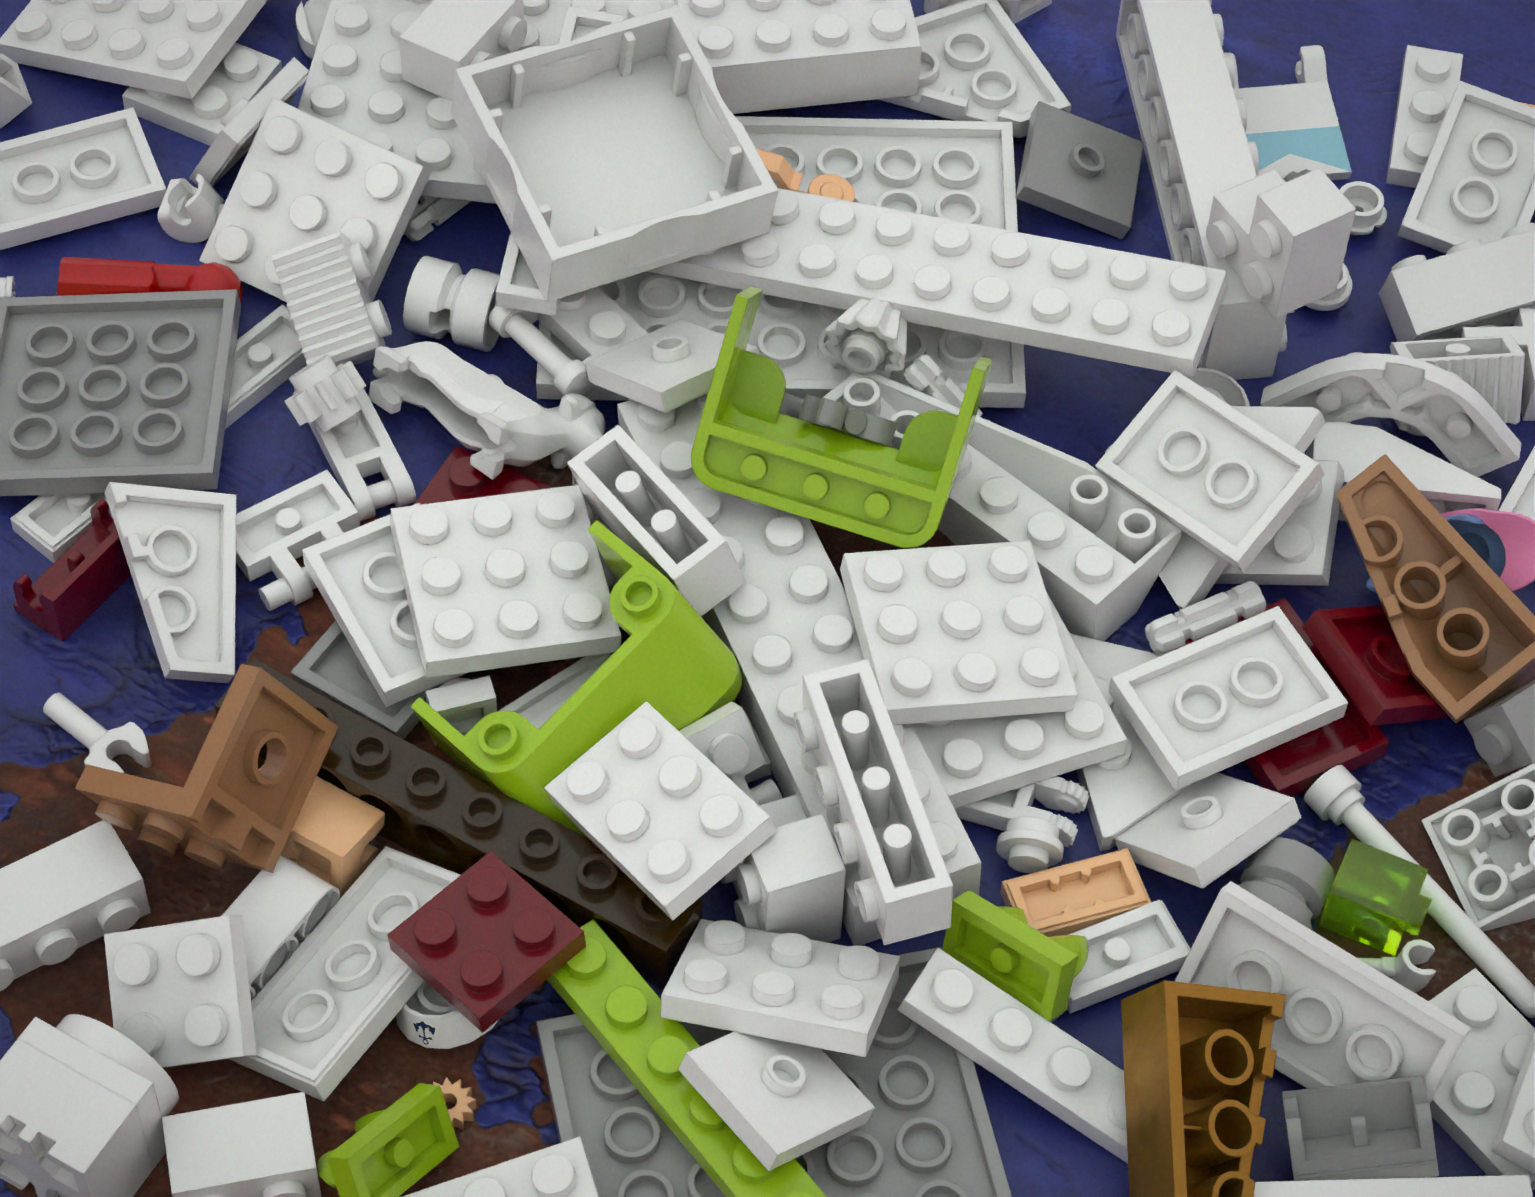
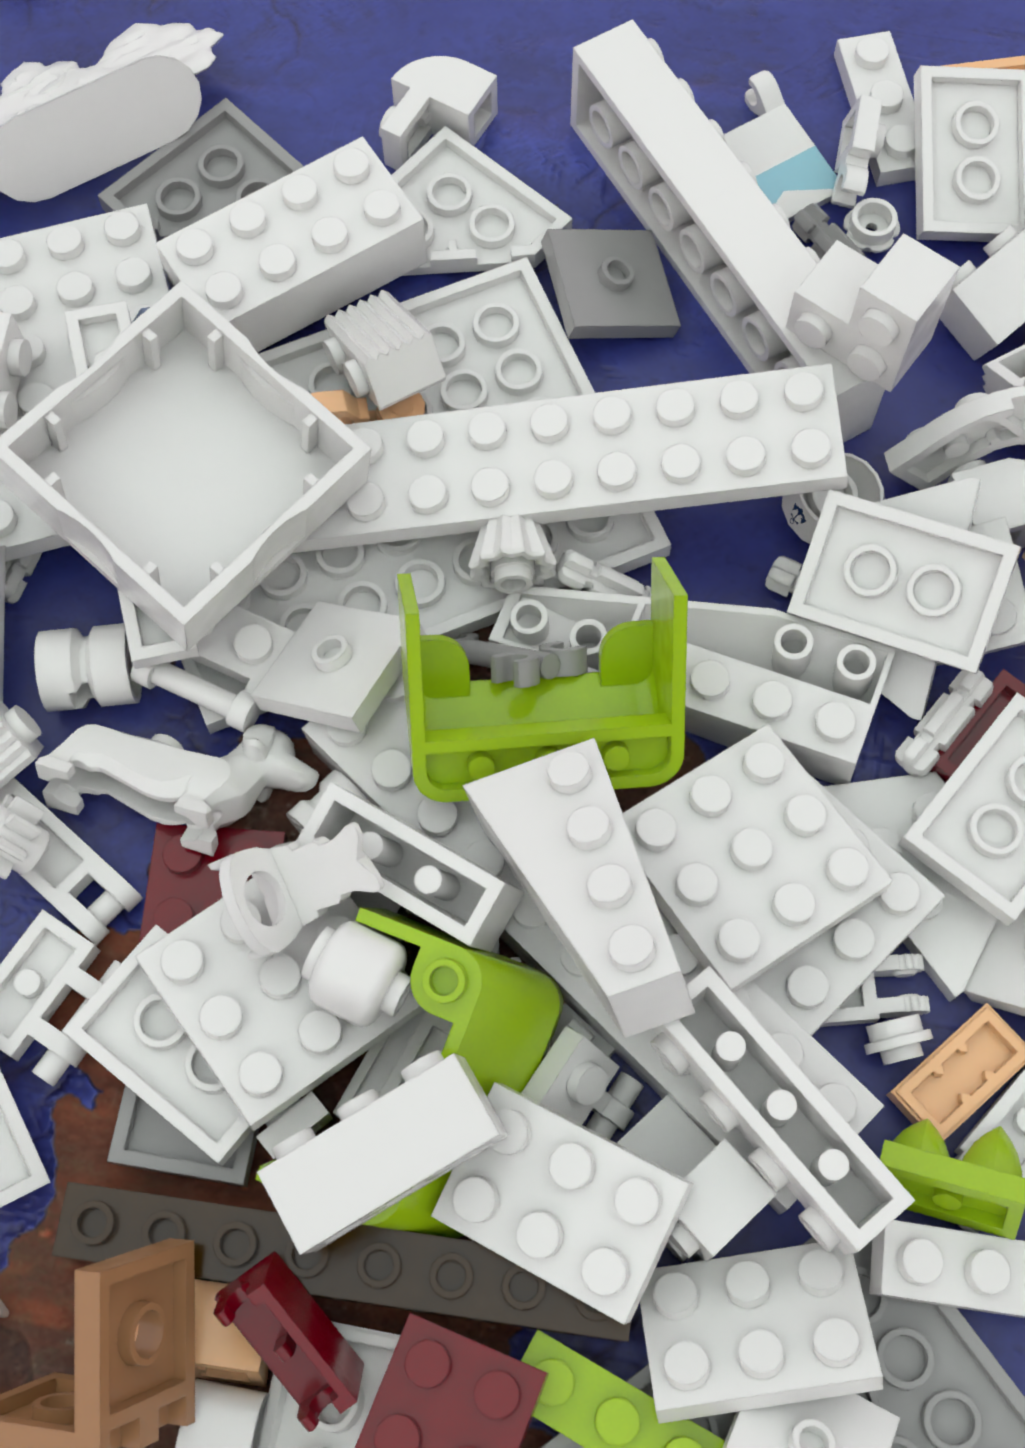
camera: 20 degrees left, 15 degrees up
(382, 830) = (292, 1338): none -> dark red hinge
(526, 698) = (380, 1150): none -> white brick
(550, 485) = (295, 885): none -> white hair
(570, 574) = (357, 973): none -> white head
(800, 559) = (581, 869): none -> white wedge
(833, 139) = (382, 350): none -> white brick
(1378, 131) = (859, 141): none -> white plate

